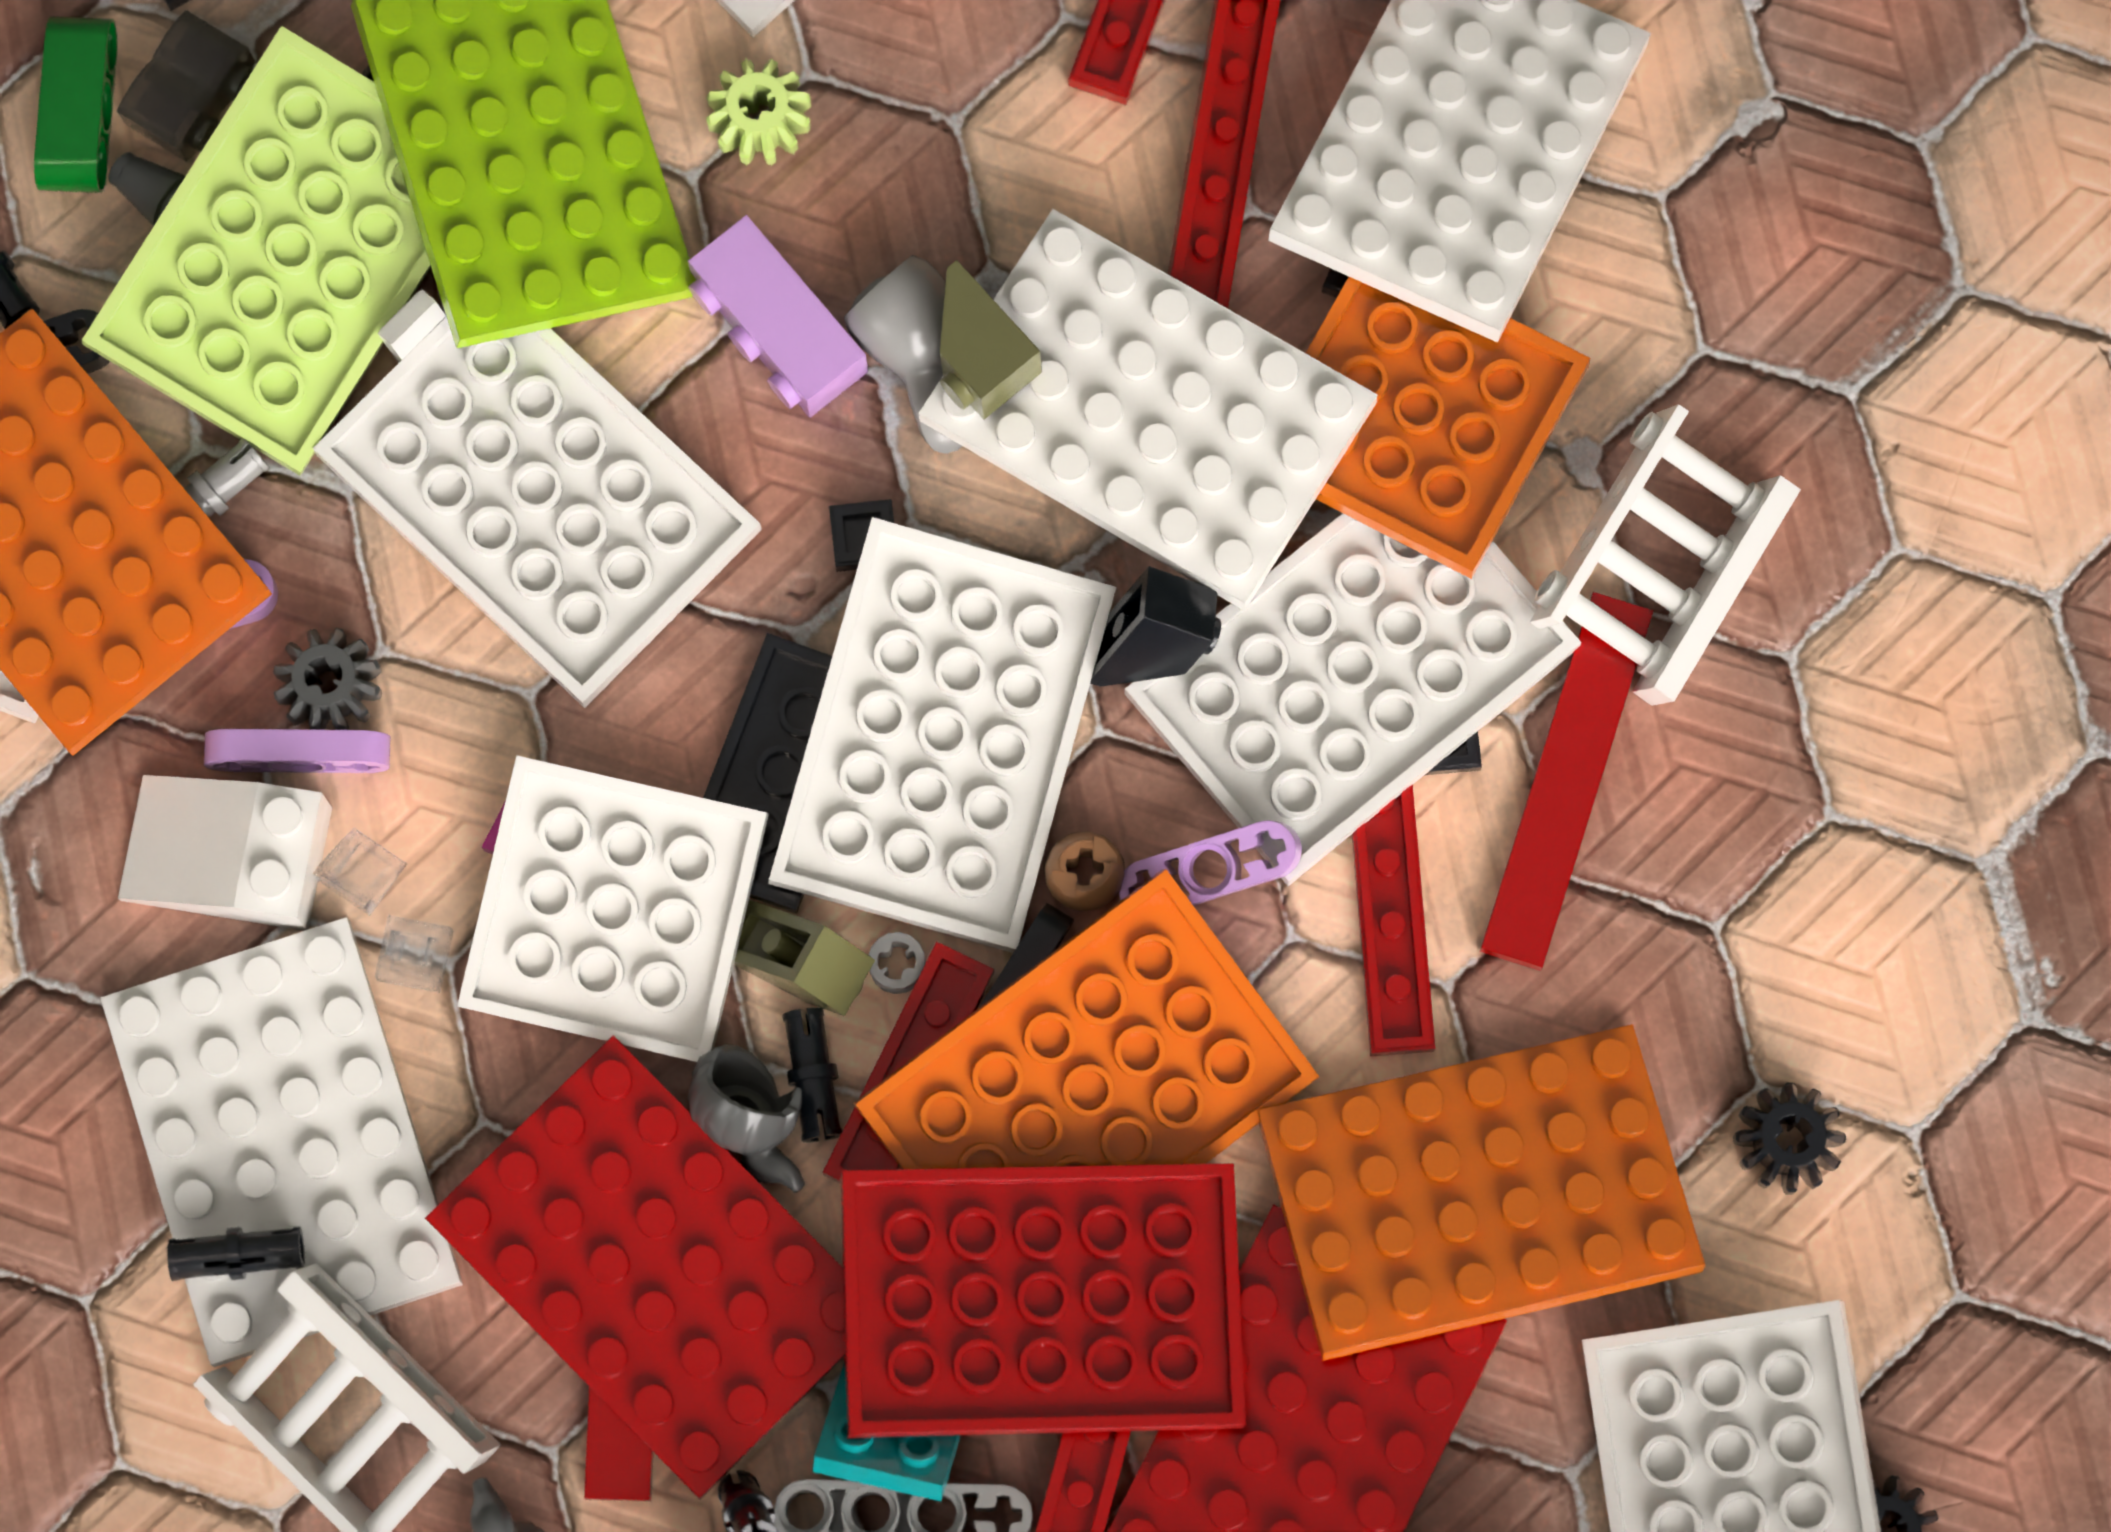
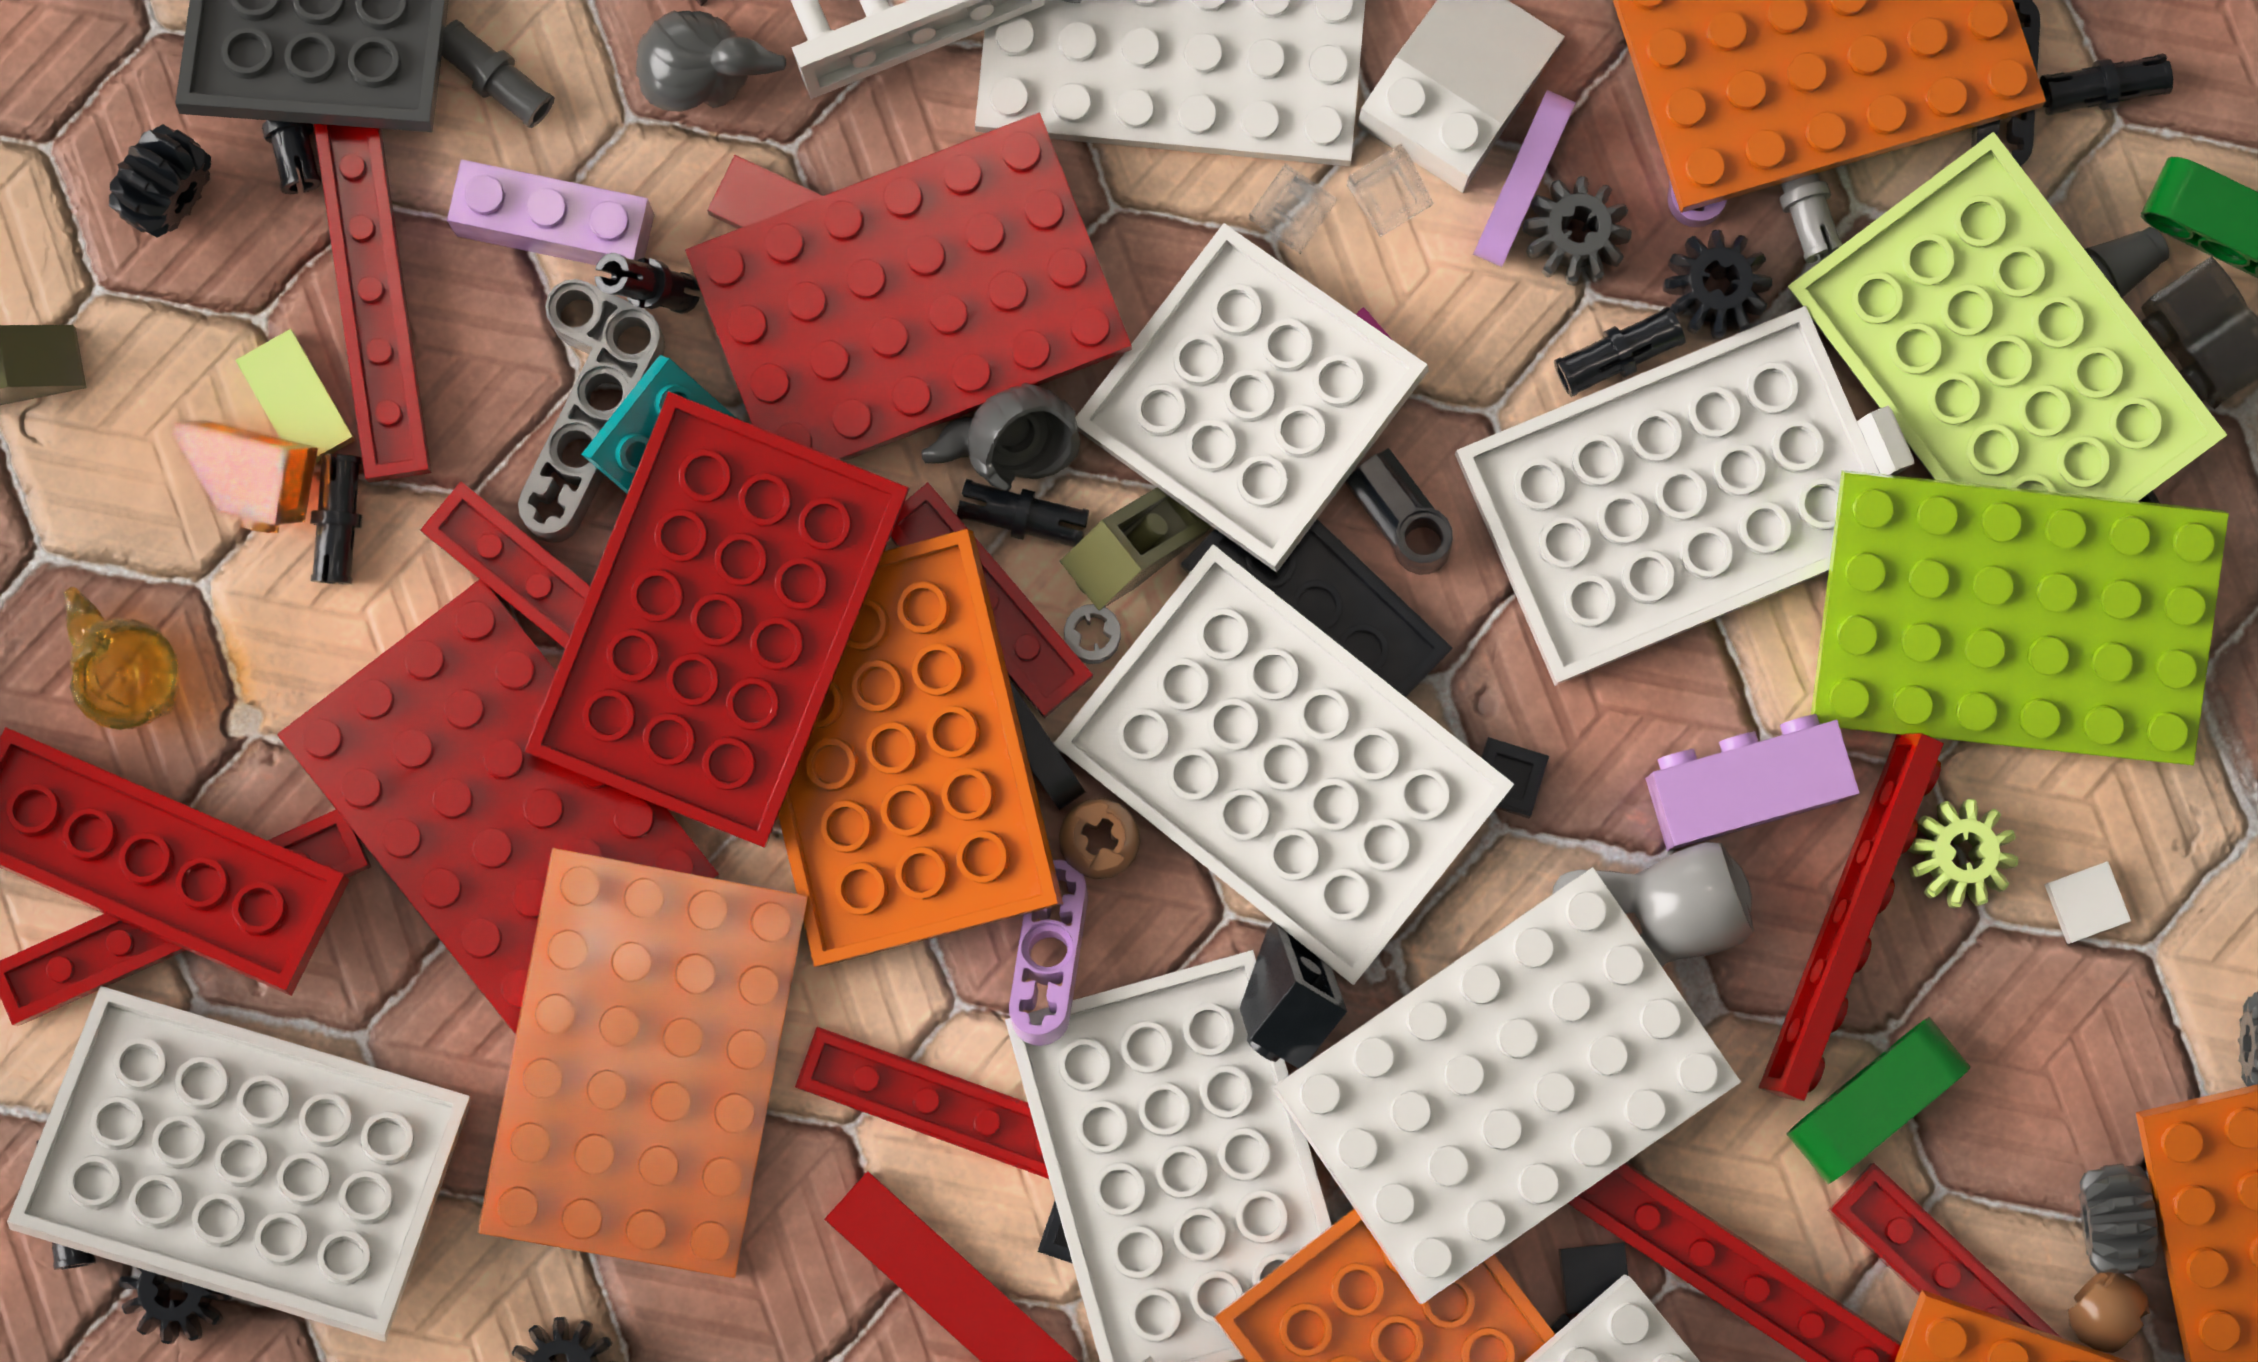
camera: 110 degrees right, 5 degrees up
(325, 511) = (1720, 263): none -> black gear
(425, 598) = (1619, 351): none -> black pin
(657, 733) = (1398, 508): none -> black piece
(857, 183) = (1844, 935): none -> red plate
(981, 347) = (1624, 943): olive slope -> none
(1011, 95) = (1878, 1100): none -> green beam
(1278, 277) = (1589, 1272): none -> black tile

